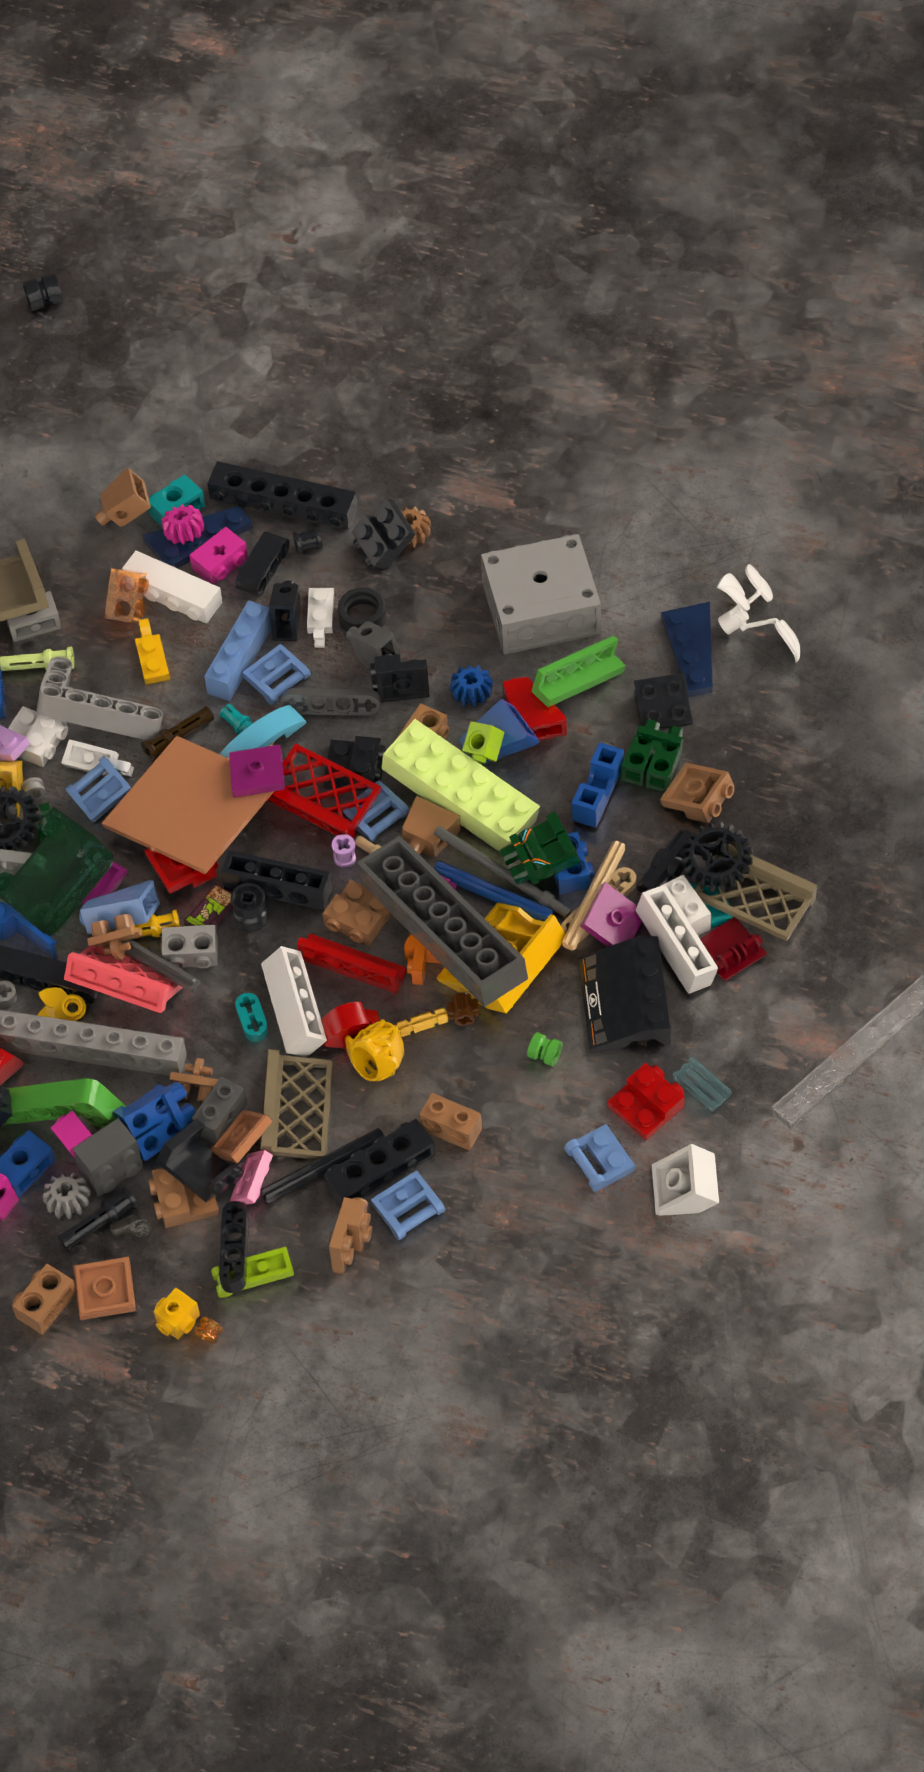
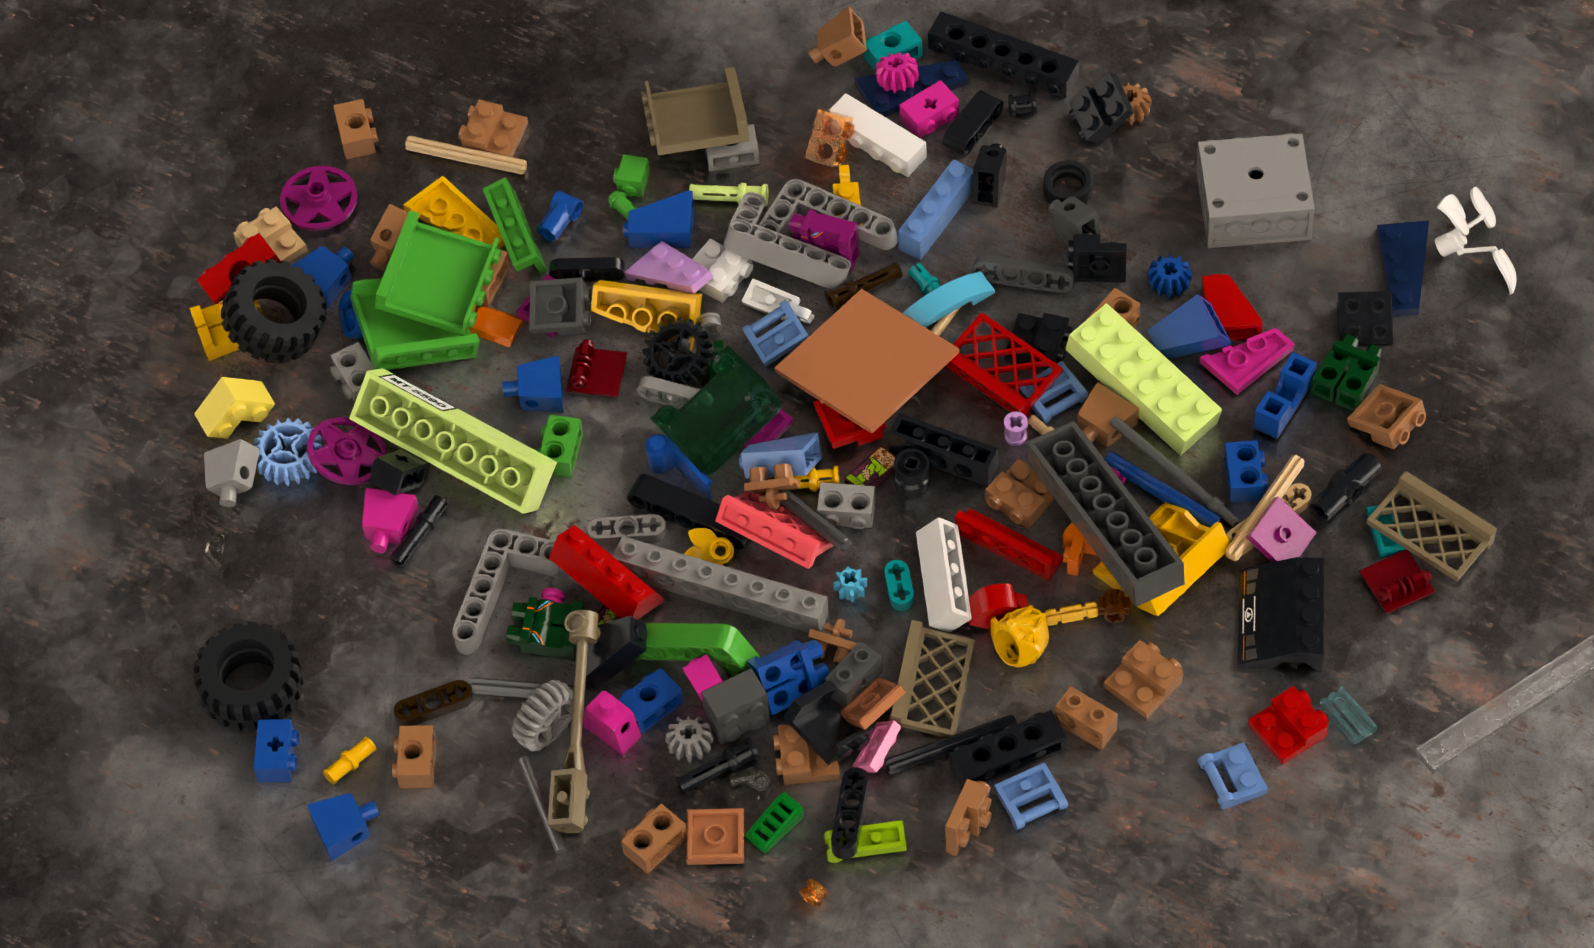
camera: 10 degrees right, 0 degrees up
(133, 667) = (832, 206): none -> light grey beam
(137, 687) = (828, 234): none -> magenta hips
(161, 1252) = (776, 808): none -> green slope
(176, 1314) = (783, 872): yellow brick -> none
(203, 1022) = (850, 584): none -> medium azure gear
(256, 771) = (938, 335): magenta plate -> none
(271, 668) = (968, 231): medium blue plate -> none
(320, 614) = (1025, 182): white plate -> none
(482, 733) = (1166, 329): lime brick -> none
(501, 1075) = (1144, 678): none -> medium nougat plate
(541, 850) = (1217, 455): dark green hips -> none
(544, 1049) = (1192, 657): bright green wheel -> none
(556, 758) = (1246, 362): none -> dark pink wing
(574, 676) = (1281, 278): bright green fence -> none
(676, 939) = (1343, 564): white brick -> none
(685, 1182) = (1316, 812): white slope -> none
(690, 904) = (1357, 533): white brick -> none
(734, 867) = (1381, 472): black gear -> none

